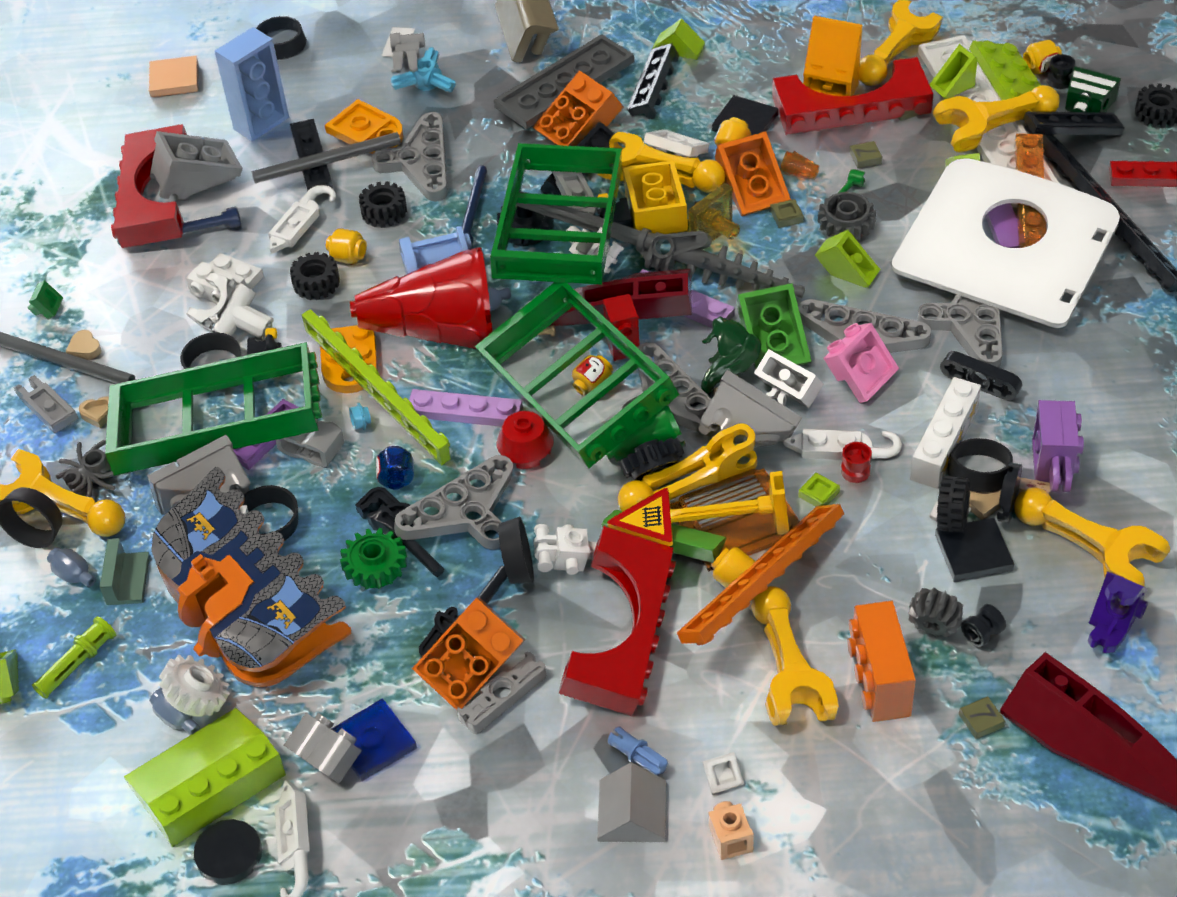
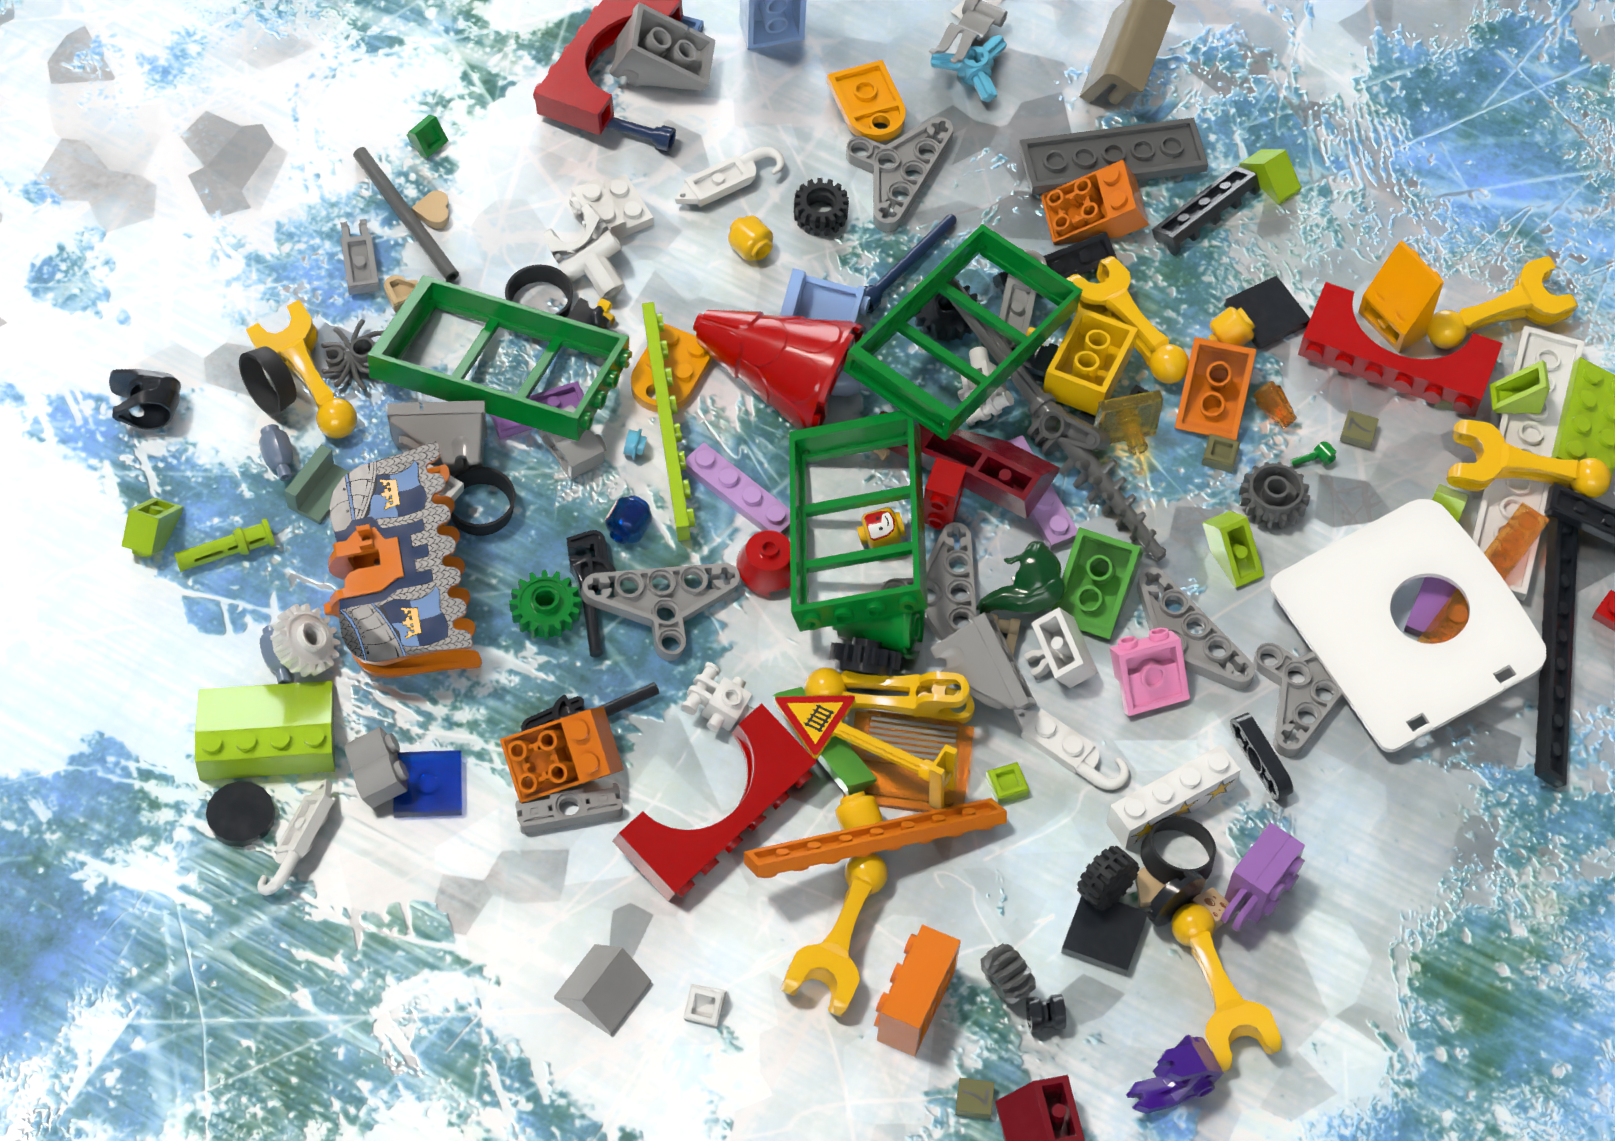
camera: 25 degrees right, 10 degrees up
(307, 144) = (790, 103): black plate -> none
(314, 286) = (698, 241): black tyre -> none
(326, 157) = (799, 119): dark grey piece -> none
(516, 551) = (671, 678): black tyre -> none
(638, 751) = (644, 939): medium blue axle -> none
(678, 143) = (1165, 304): white plate -> none
(730, 830) = (669, 1071): light nougat brick -> none
(856, 462) = (1062, 767): red wheel -> none

